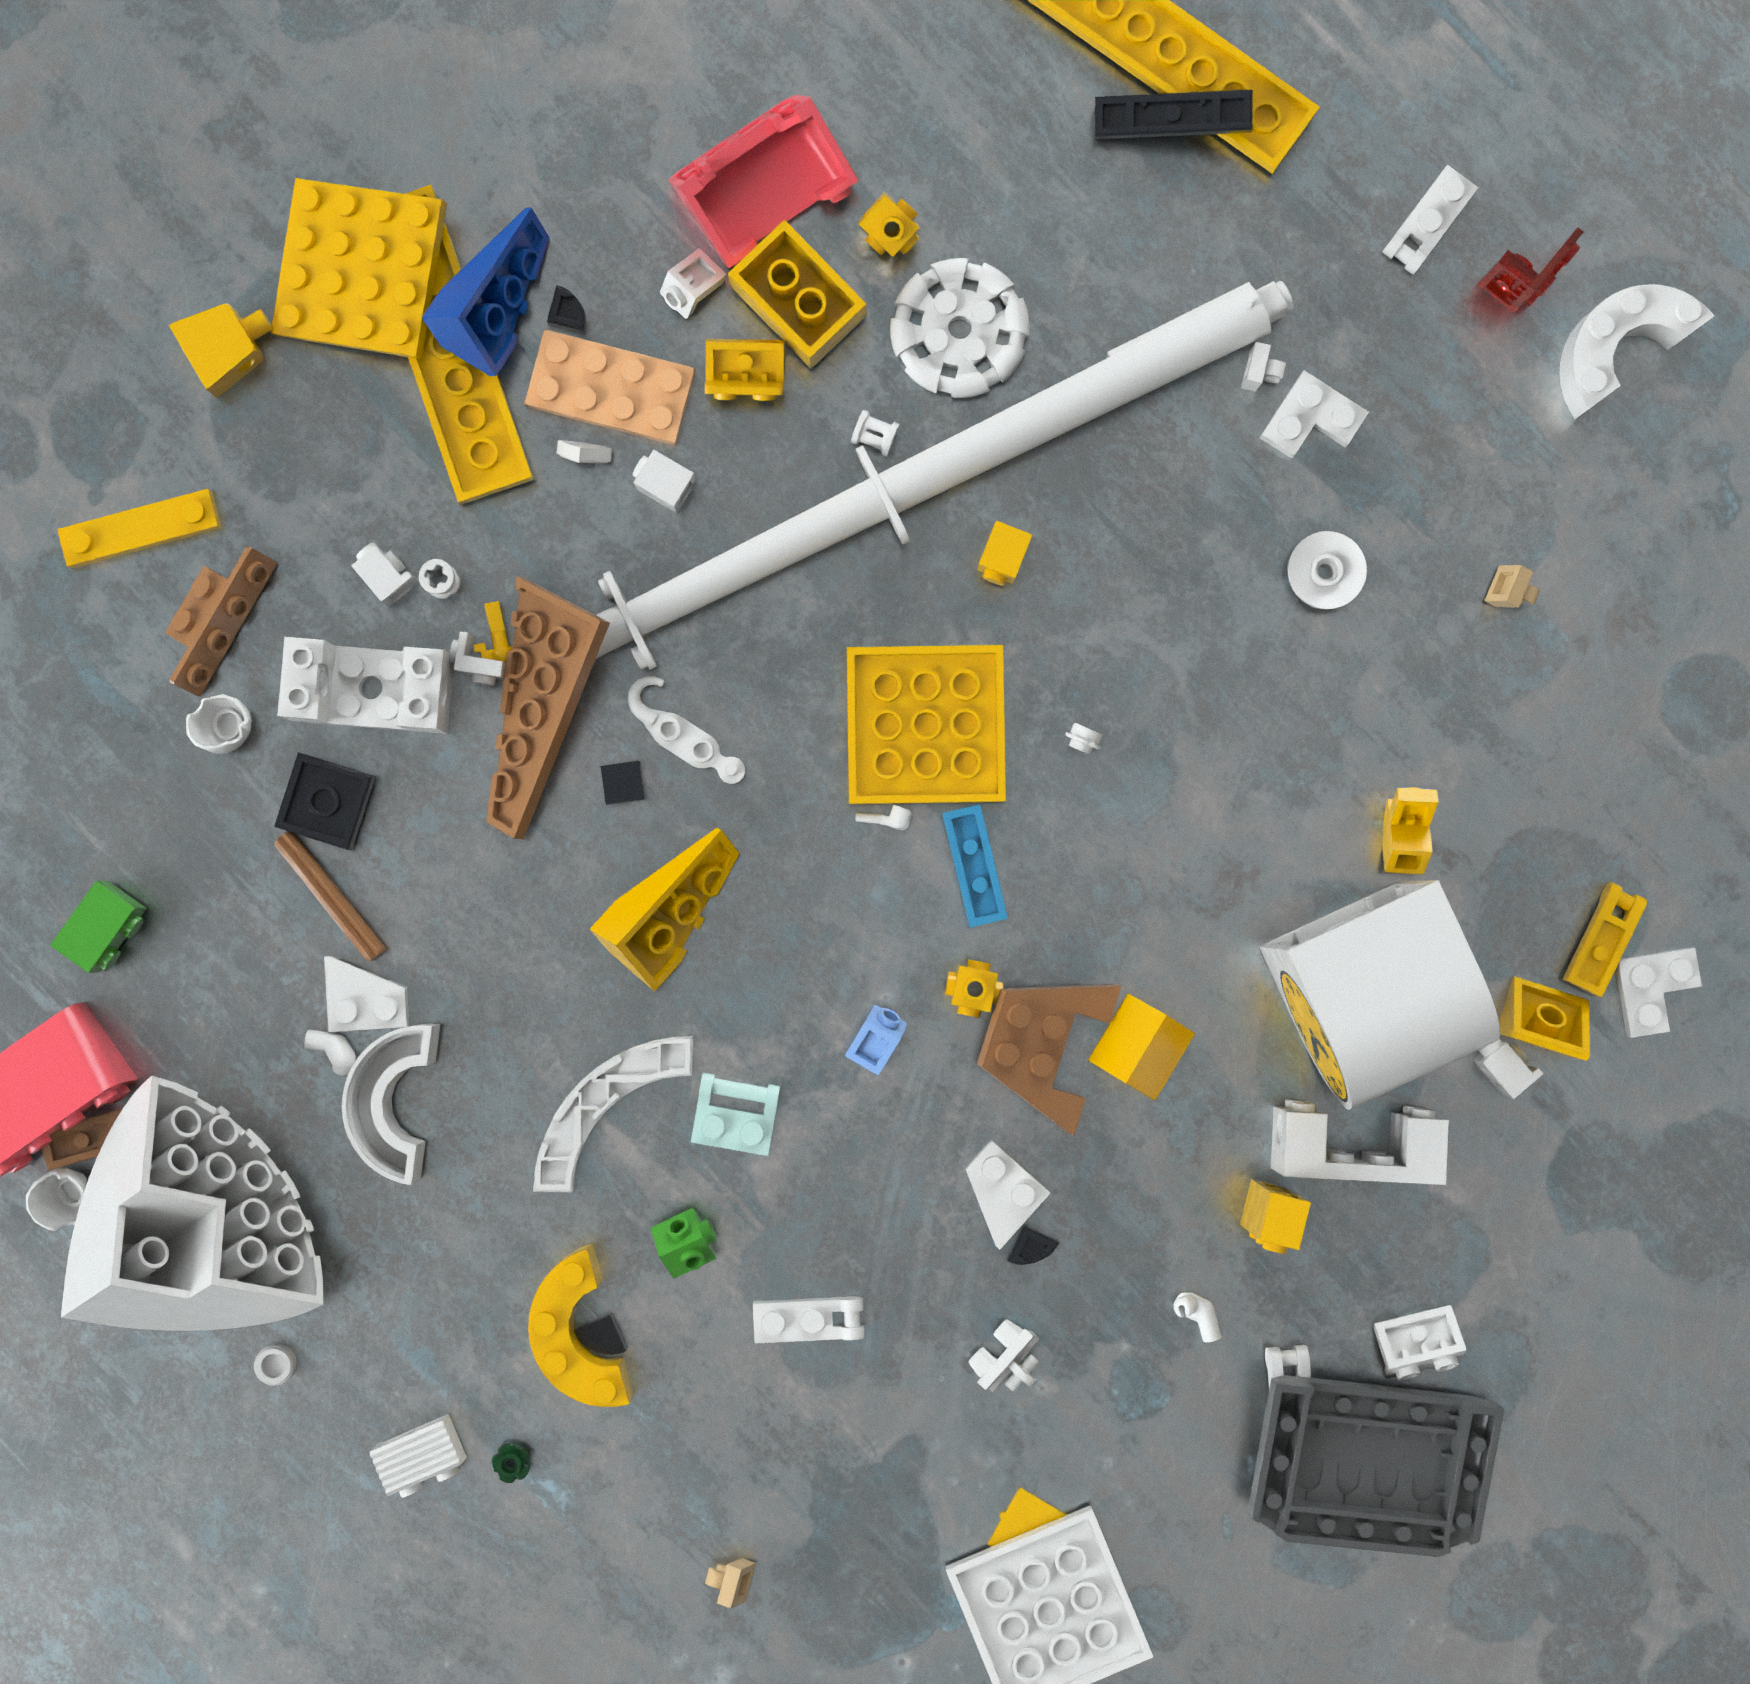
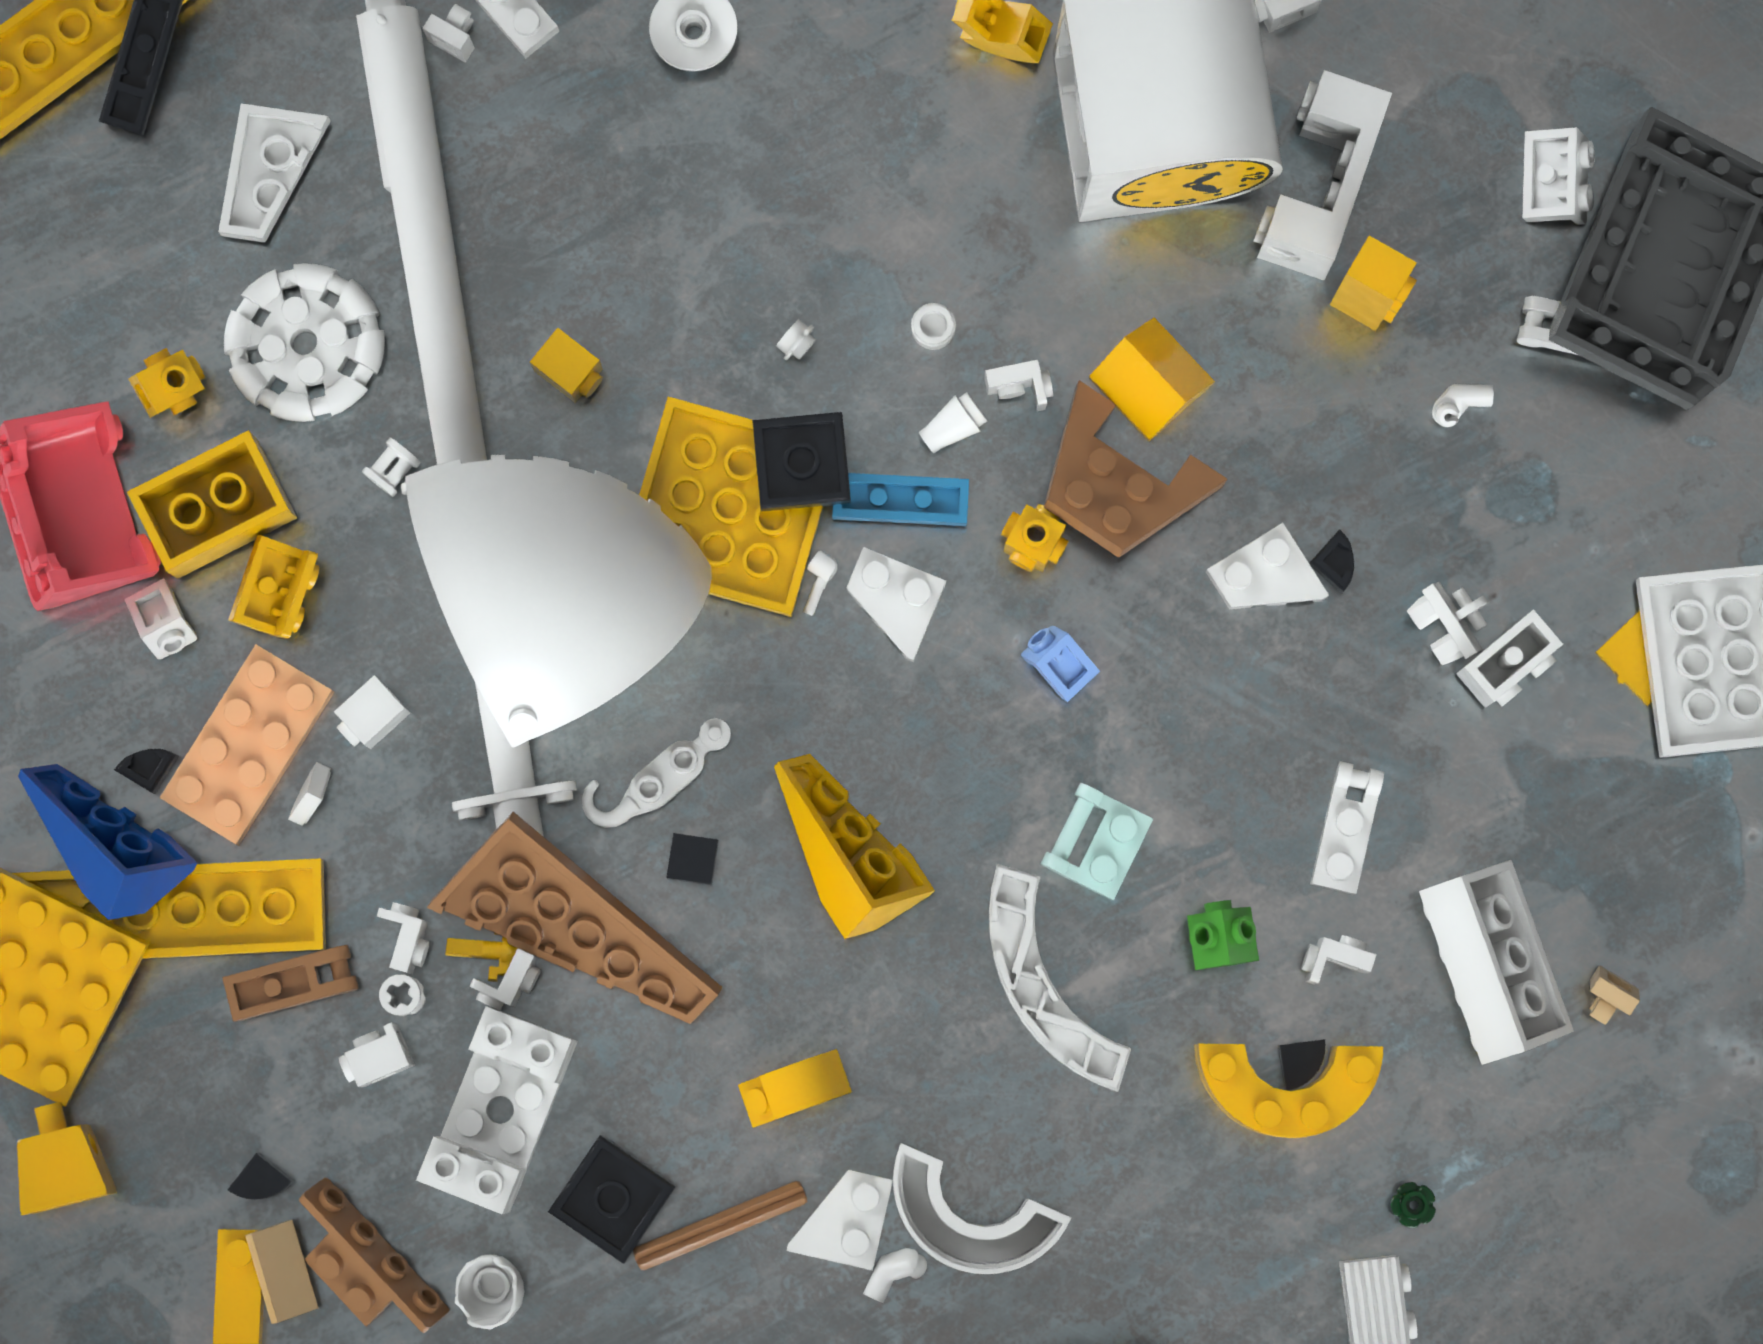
camera: 70 degrees left, 5 degrees down
(188, 550) = (281, 1271): none -> tan tile
(258, 510) = (260, 1180): none -> black tile
(422, 483) = (288, 983): none -> medium nougat plate
(456, 925) = (794, 1088): none -> yellow brick
(482, 572) = (410, 945): none -> white bracket
(702, 1350) = (1346, 953): none -> white bracket
(730, 1477) = (1496, 962): none -> white slope
(803, 596) = (553, 583): none -> white brick
(890, 886) = (896, 598): none -> white wing
(979, 773) = (801, 461): none -> black plate
(989, 1419) = (1510, 658): none -> white brick
(1053, 891) = (953, 423): none -> white cone
(1099, 249) = (266, 166): none -> white wing
(1102, 929) = (1012, 379): none -> white bracket
(1131, 849) = (933, 326): none -> white tile

